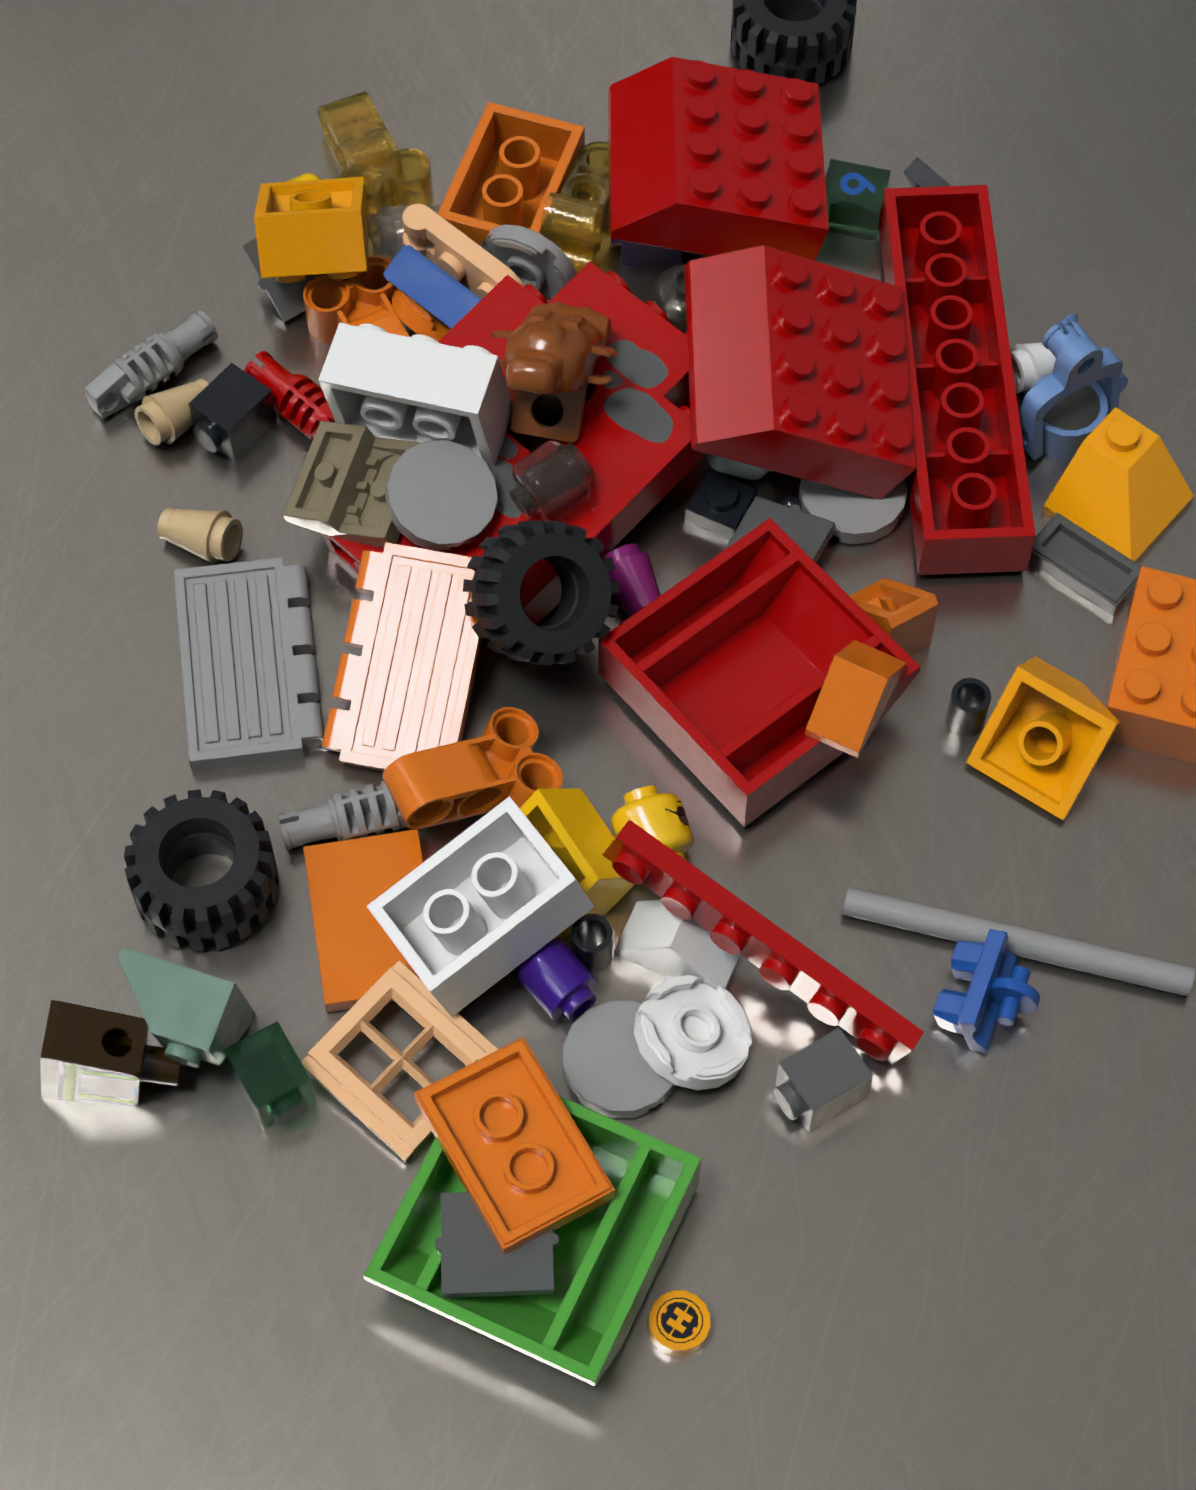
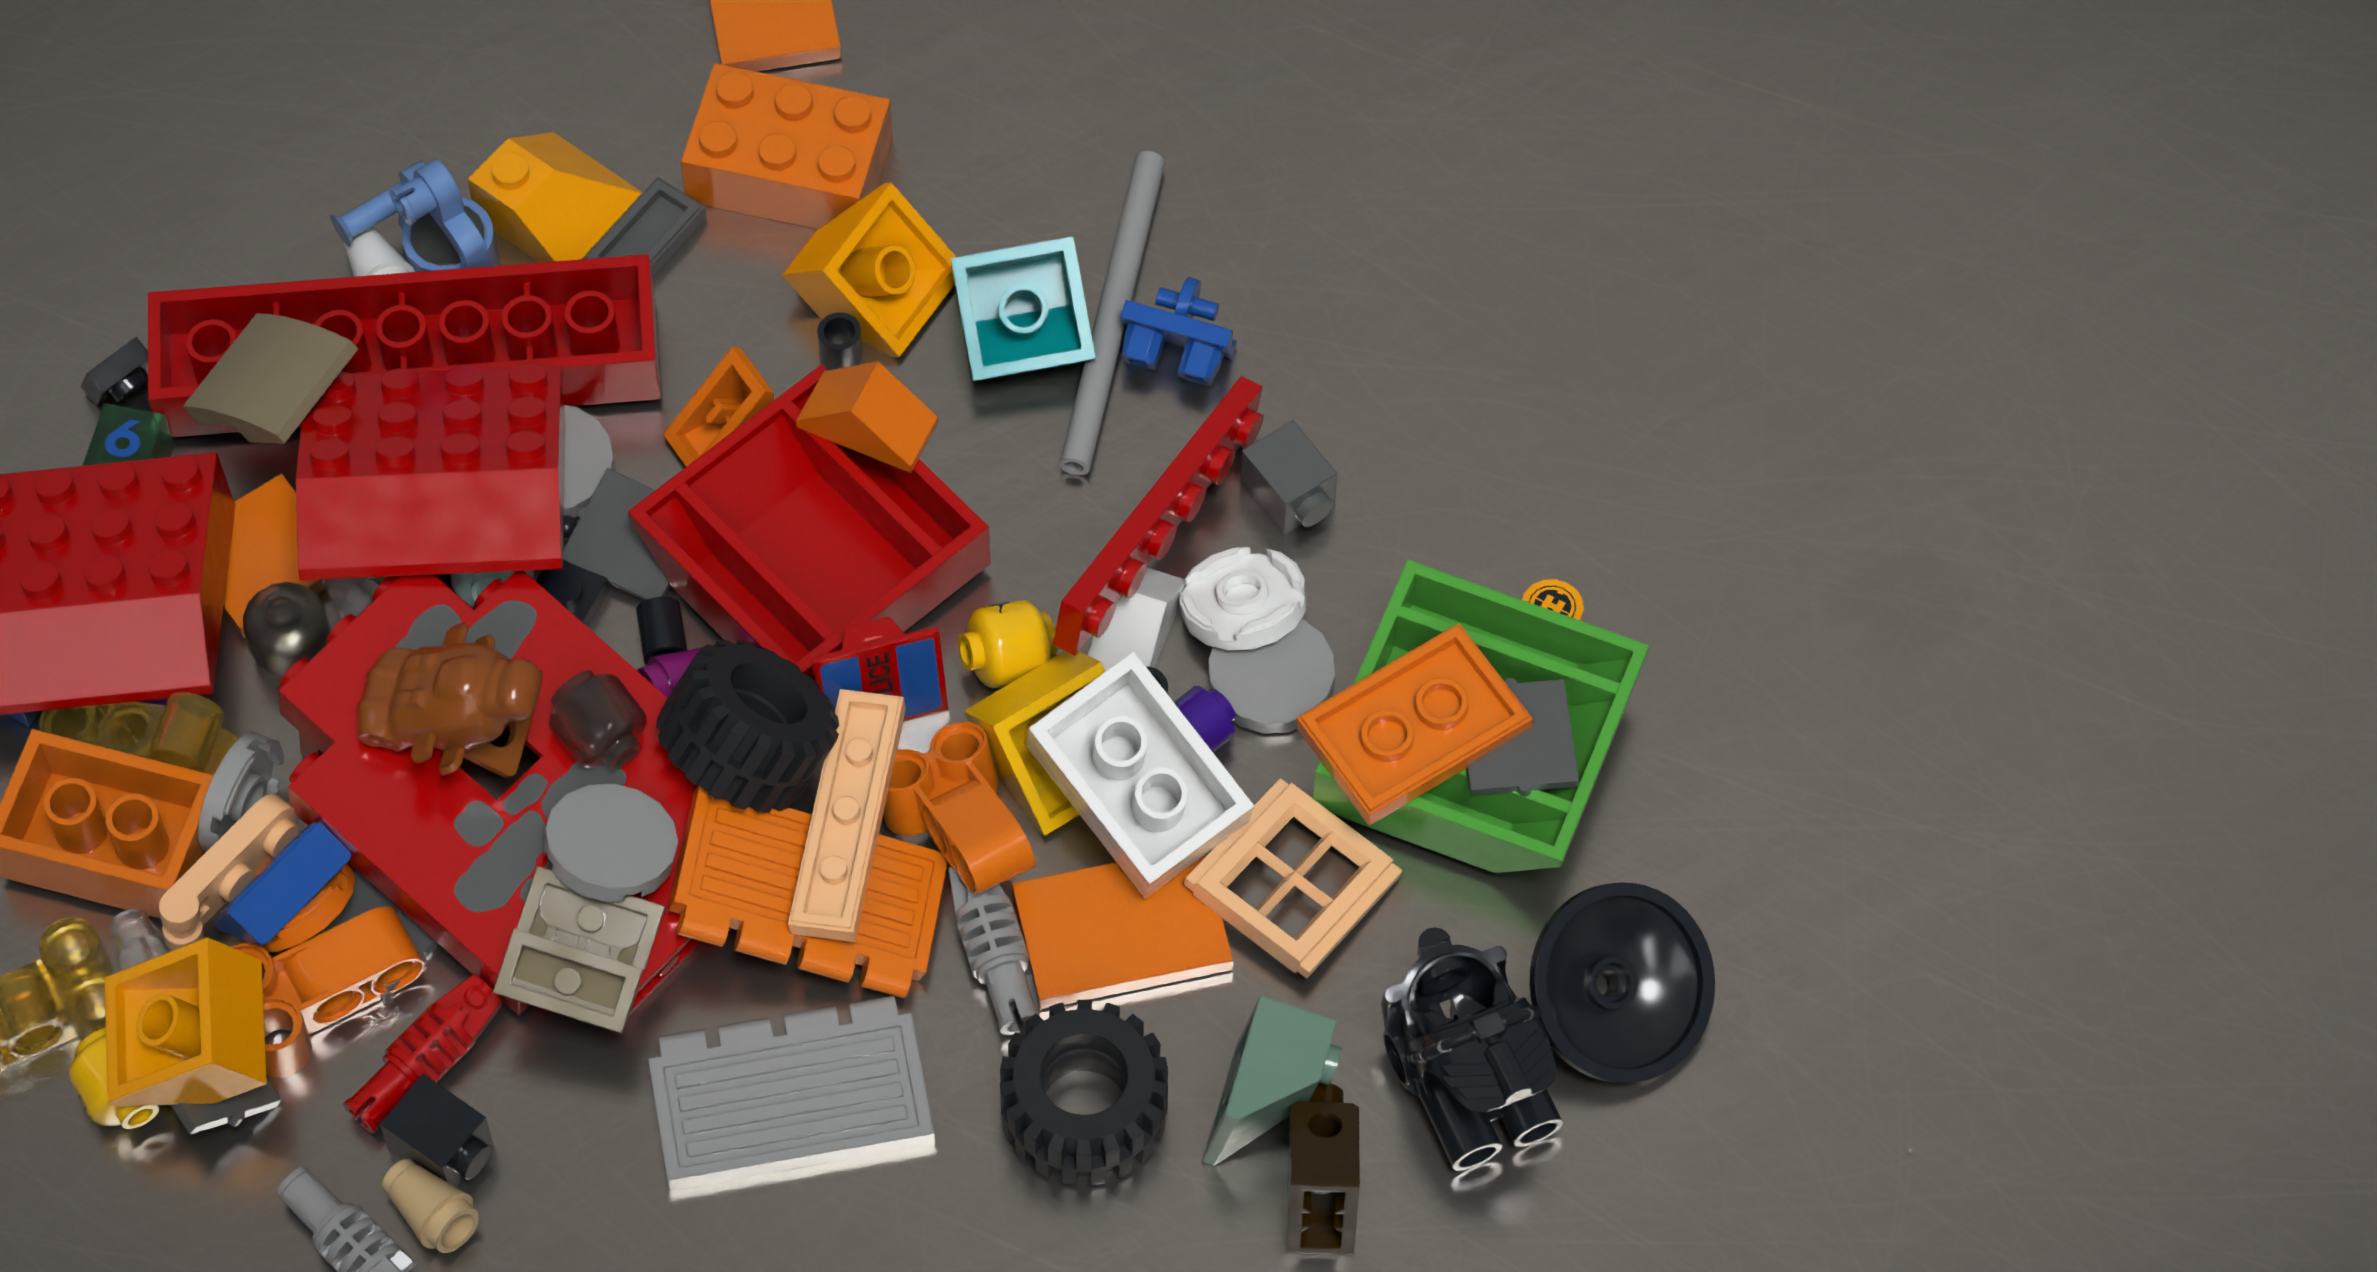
camera: 95 degrees left, 0 degrees up
(189, 1189) = (1480, 1062): none -> black helmet
(204, 533) = (613, 1154): tan cone -> none
(219, 1341) = (1656, 979): none -> black dish
(271, 1076) = (1334, 990): clear green brick -> none
(417, 389) = (485, 854): white brick -> none
(467, 680) = (847, 817): none -> light nougat tile
(605, 701) = (887, 662): none -> piece
(675, 566) = (660, 627): none -> black hinge
(887, 251) = (270, 377): none -> dark tan slope
(1005, 851) = (1022, 308): none -> slope

